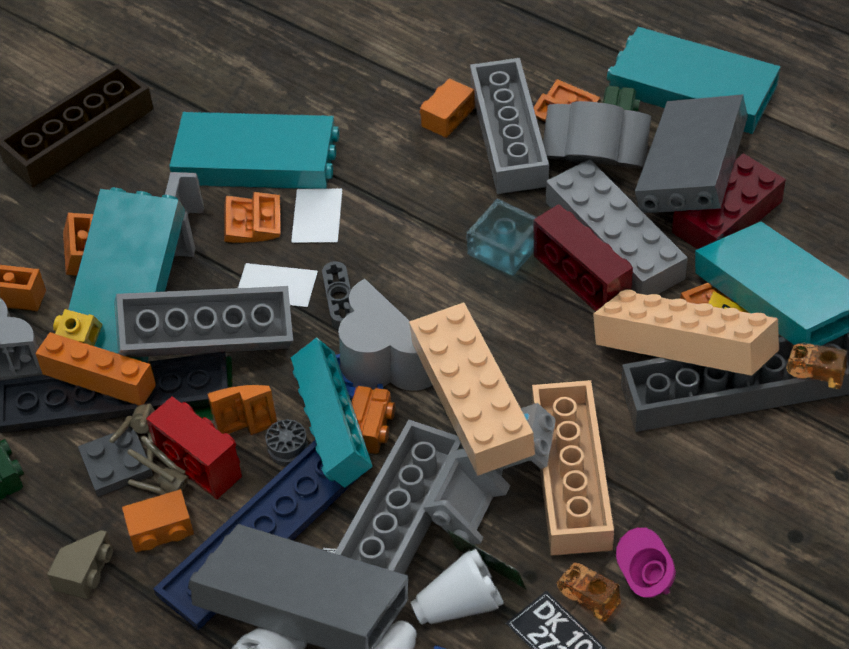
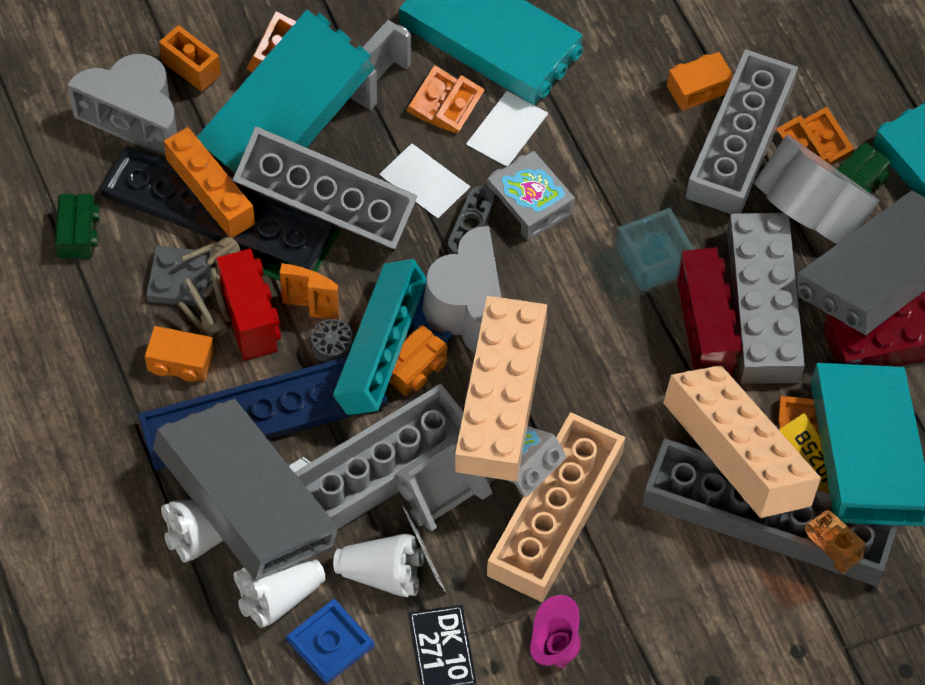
camera: 25 degrees right, 10 degrees up
(80, 565) = (93, 357): dark tan slope -> none
(86, 327) = (214, 135): yellow brick -> none
(375, 247) = (532, 194): none -> panel
(590, 590) = (495, 627): clear orange leg -> none

